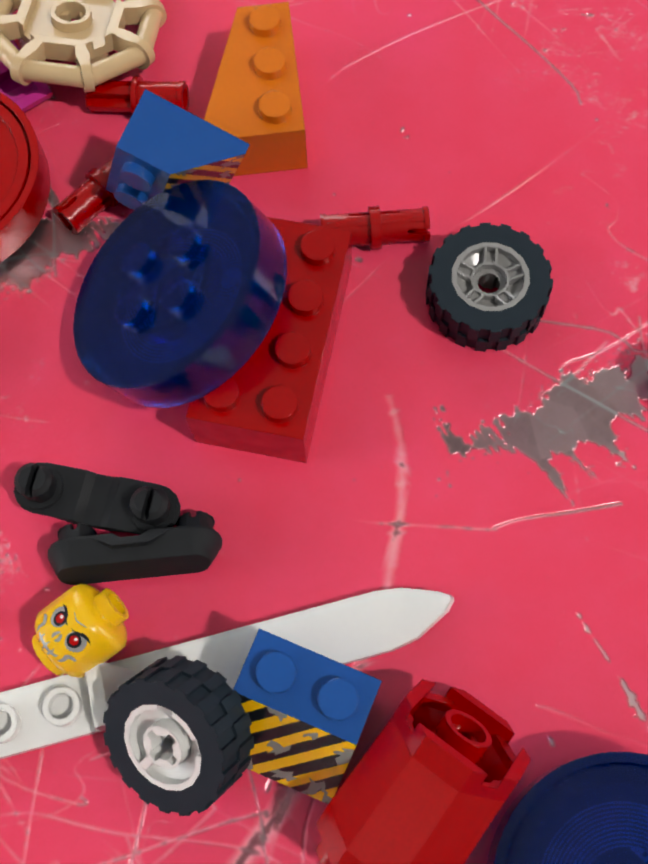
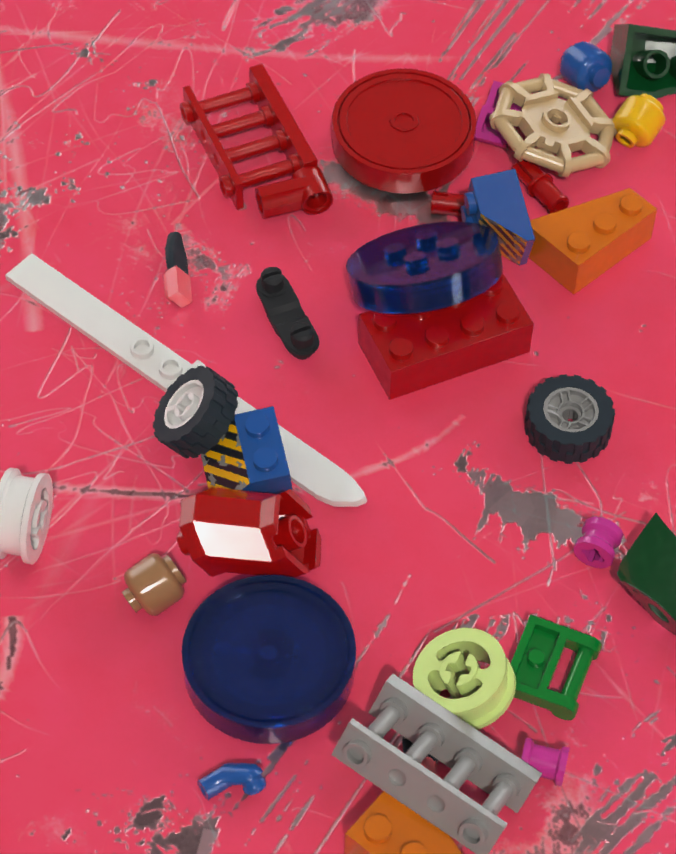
camera: 50 degrees right, 15 degrees down
(80, 630) = (214, 346): yellow head -> none
(94, 558) = (277, 353): black piece -> none
(382, 227) = (561, 345): red pin -> none

